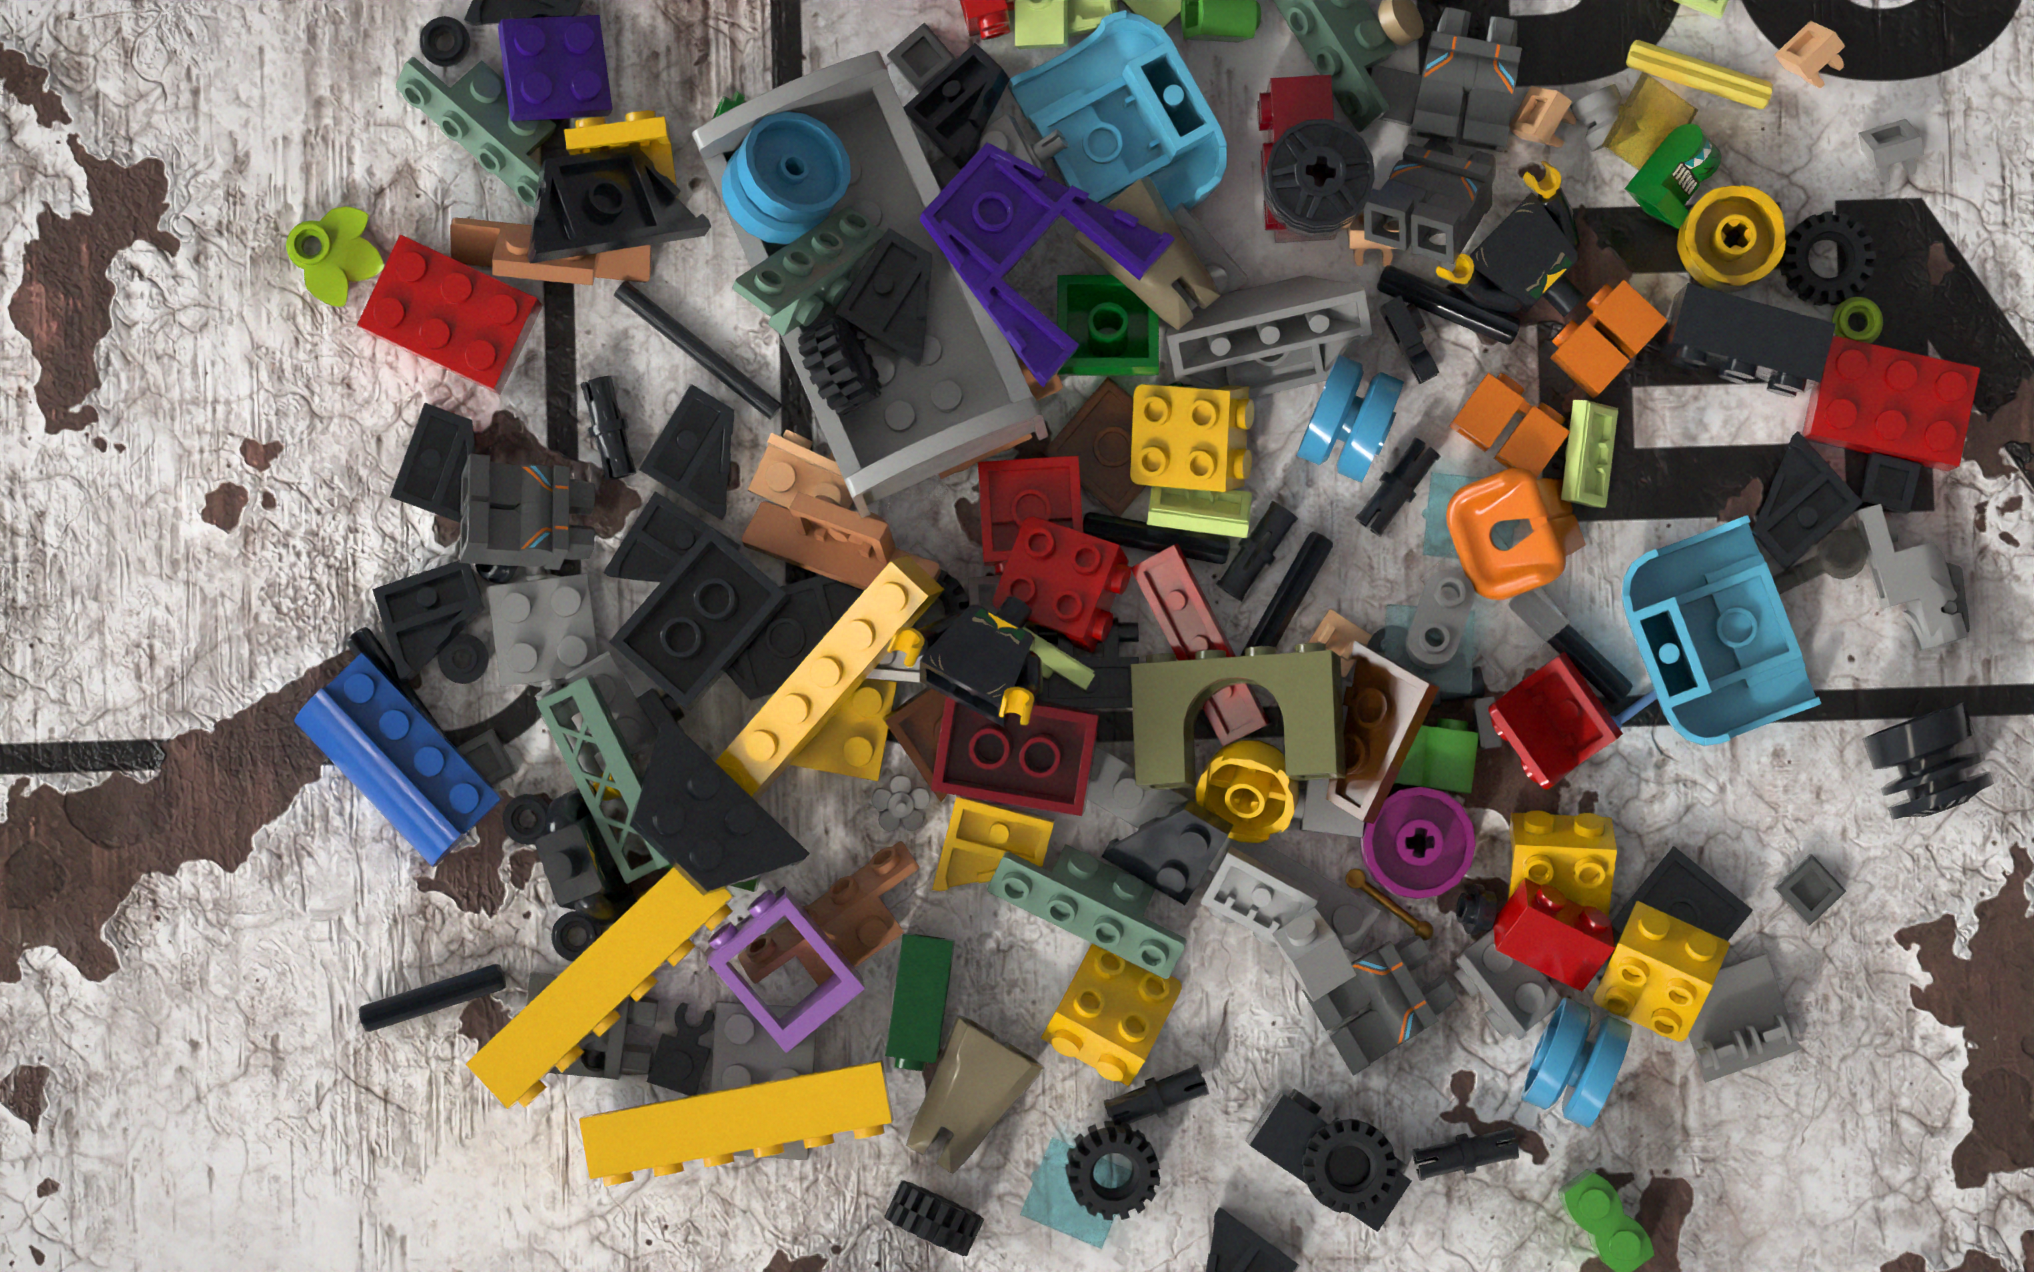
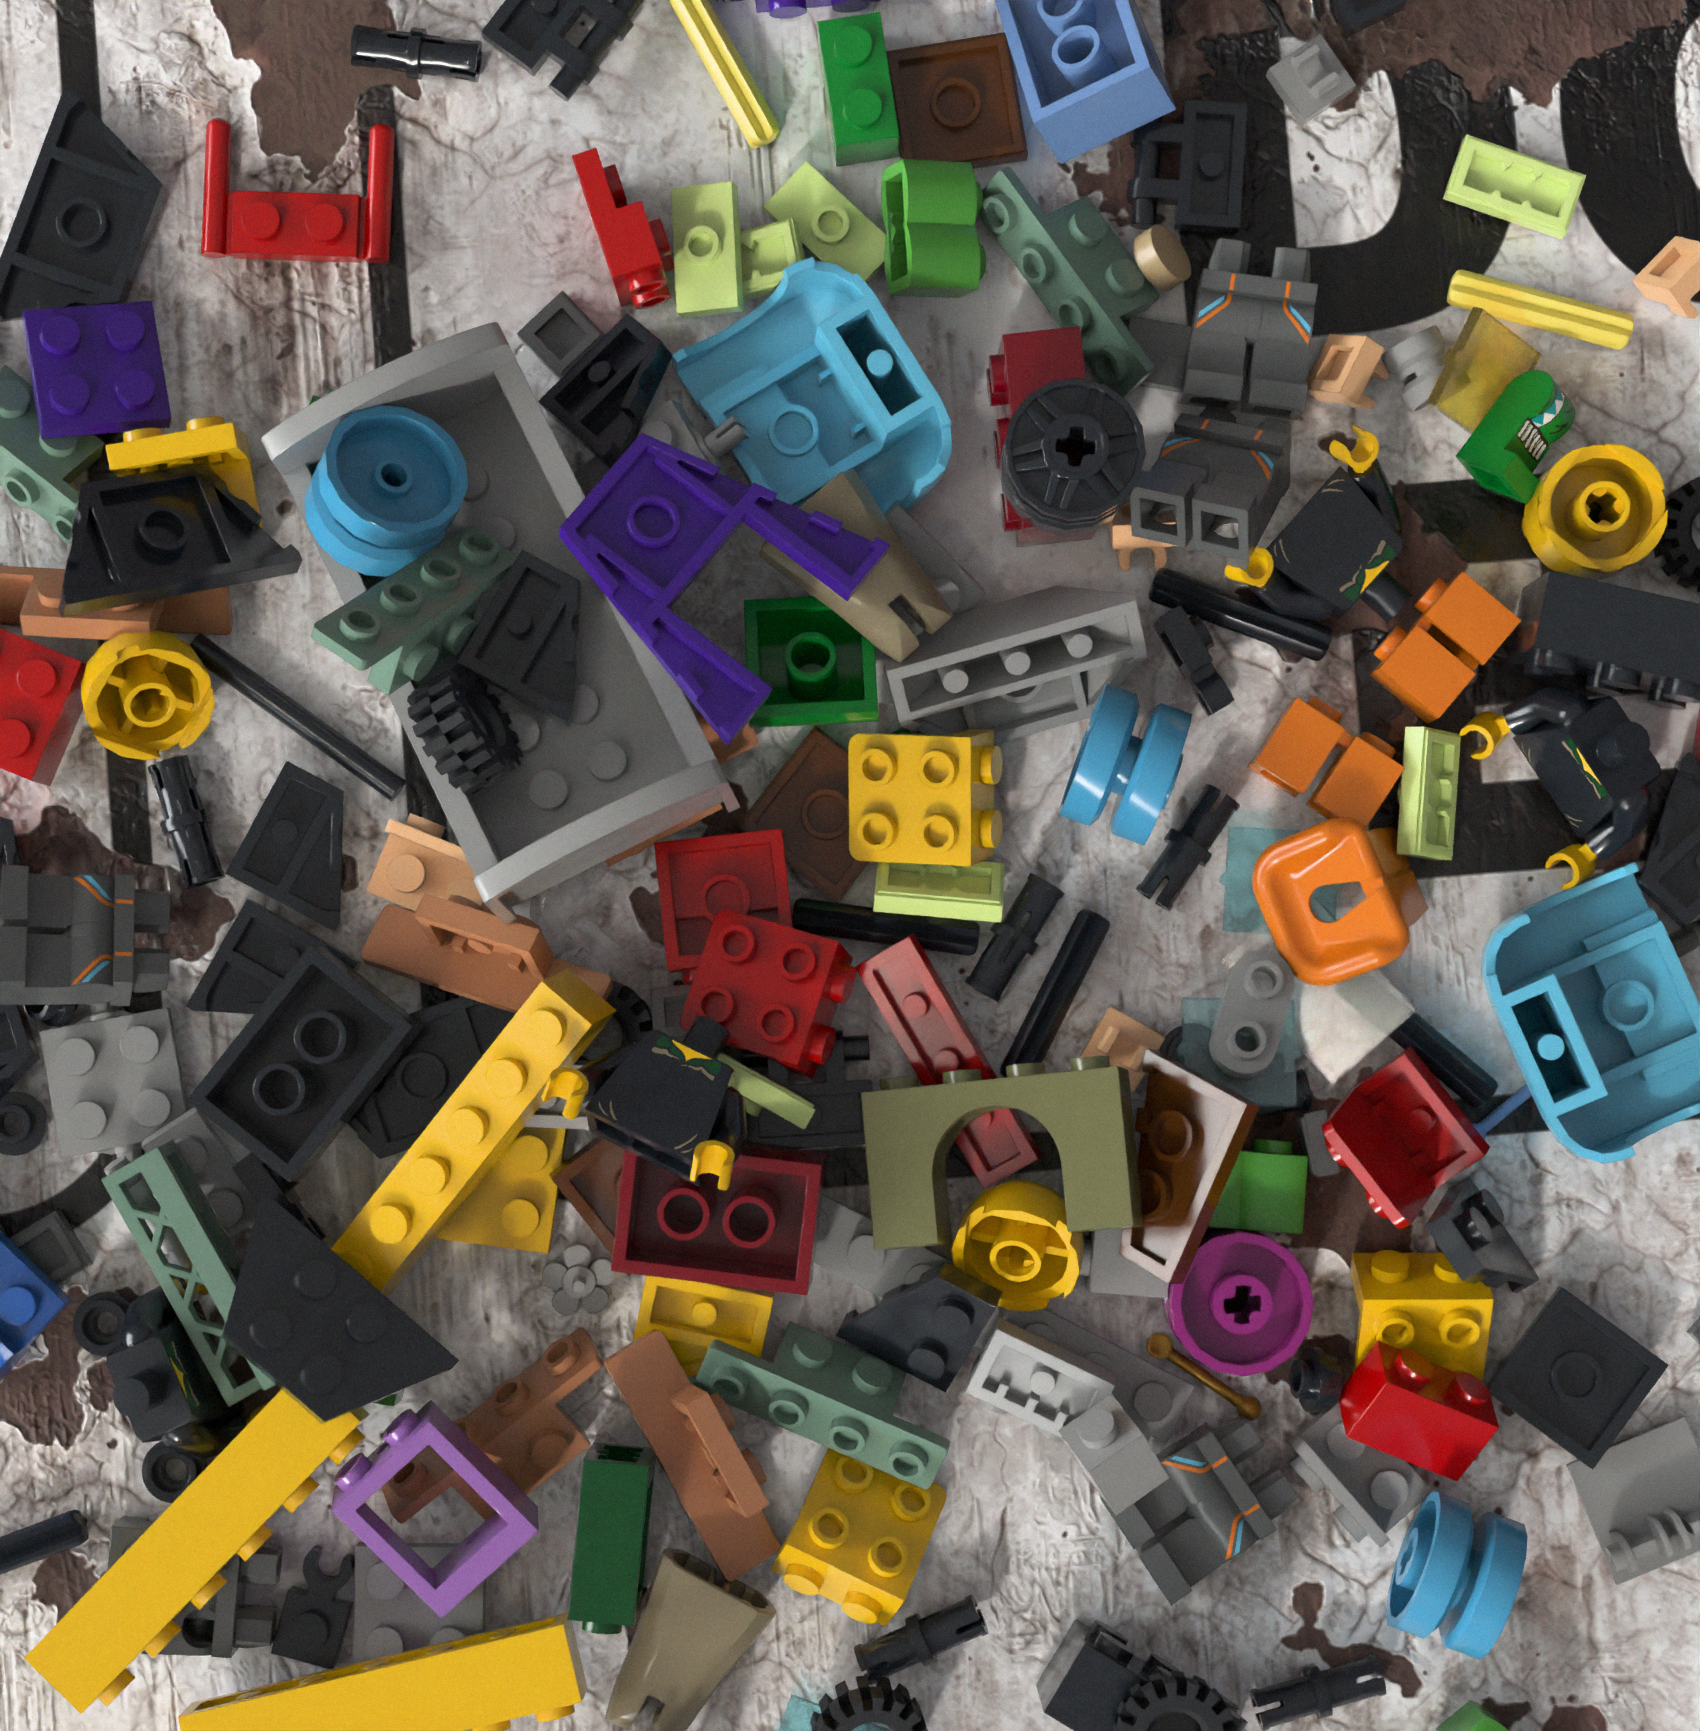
camera: 10 degrees left, 0 degrees up
(585, 326) = (146, 694): none -> yellow cylinder
(989, 940) = (697, 1453): none -> nougat bracket
(1607, 806) = (1475, 1241): none -> black wing
(1660, 972) = (1557, 1451): yellow bracket -> none
(1715, 435) = (1589, 763): none -> black torso

